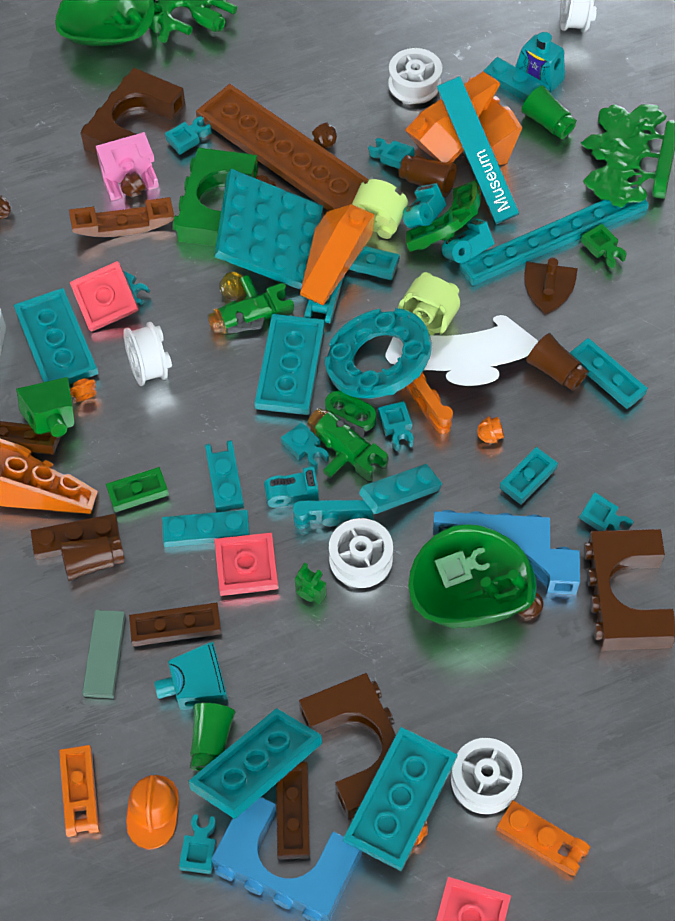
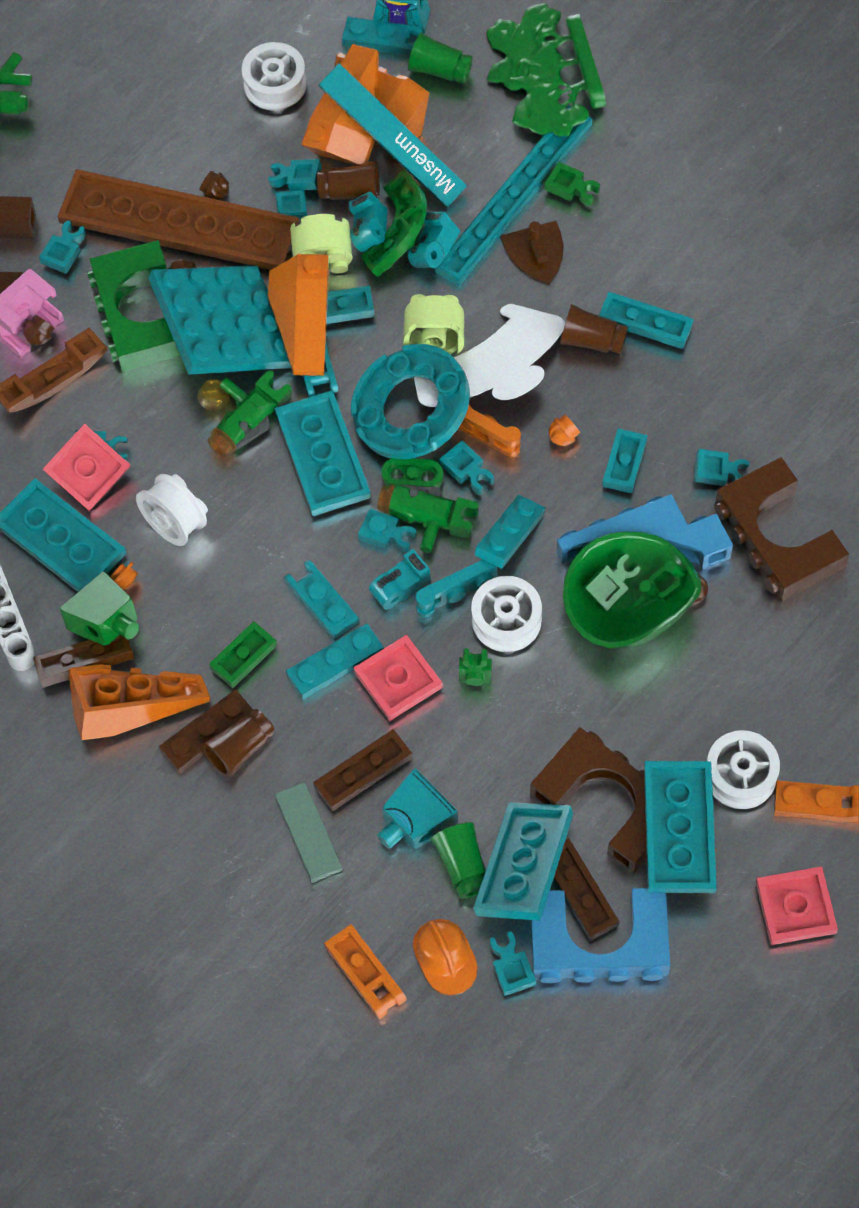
camera: 25 degrees left, 5 degrees up
(377, 170) = (292, 203): none -> teal tile

